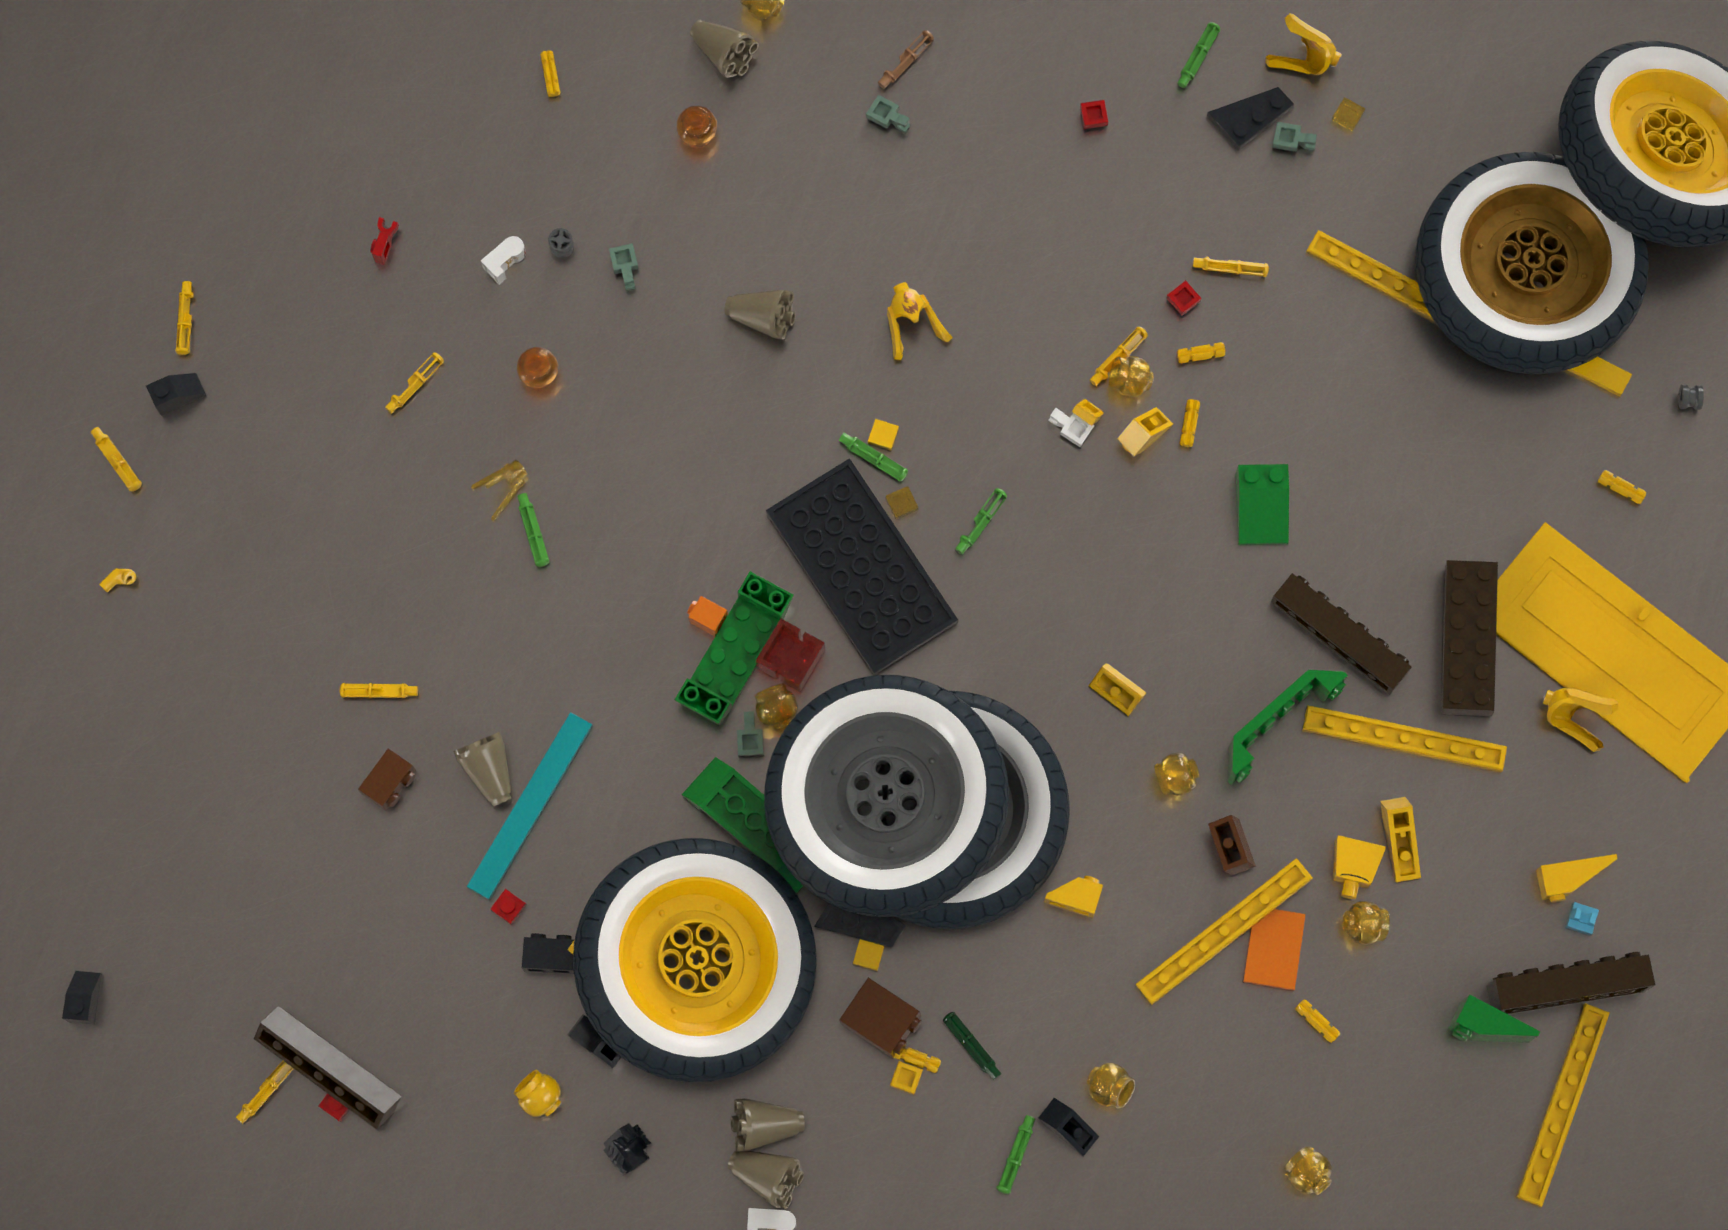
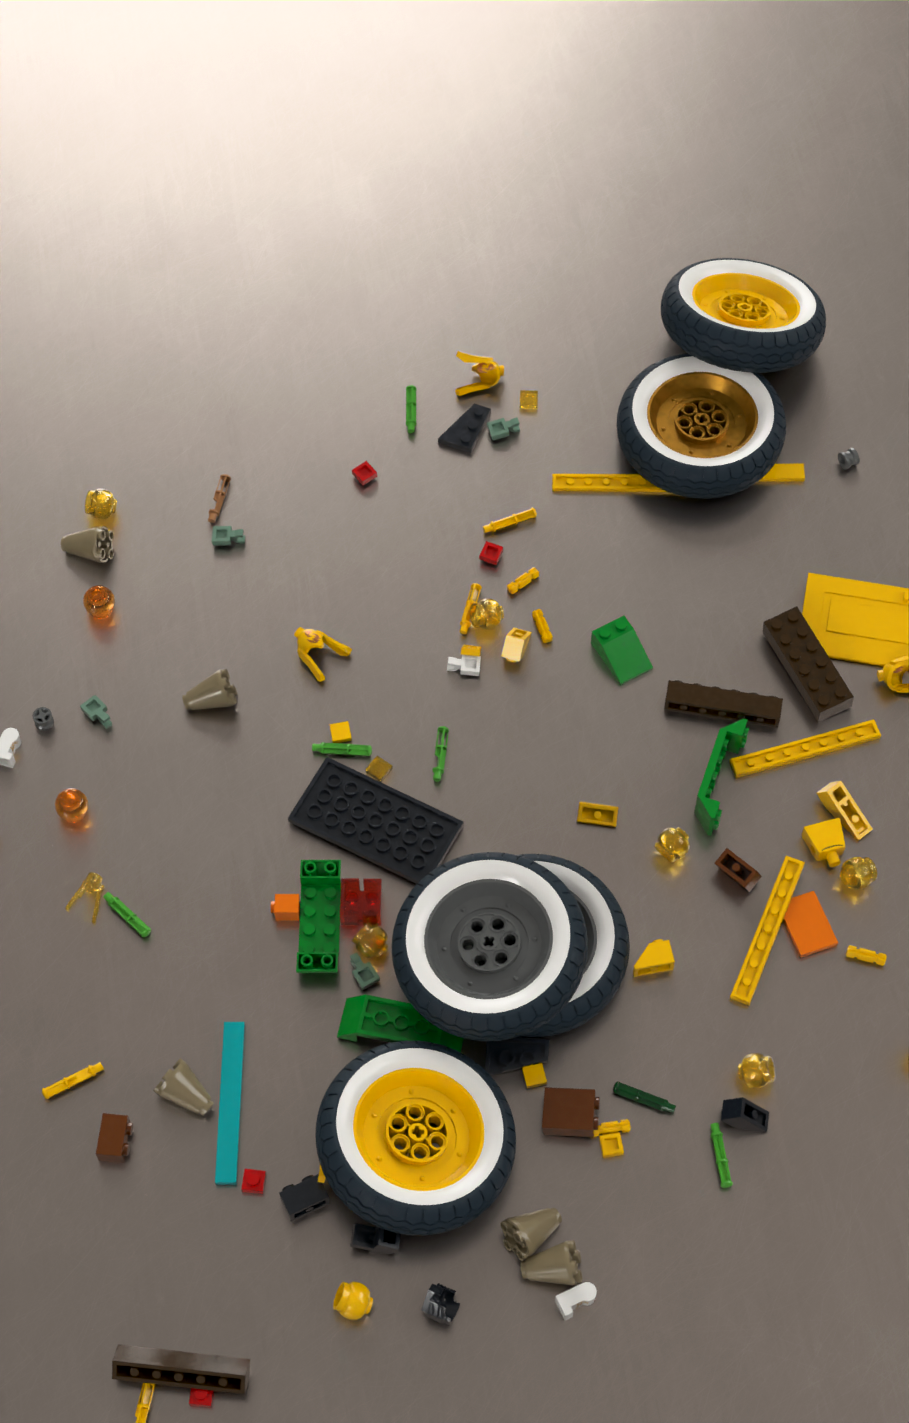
camera: 30 degrees left, 15 degrees down
(1622, 486) = (841, 530): yellow axle -> none

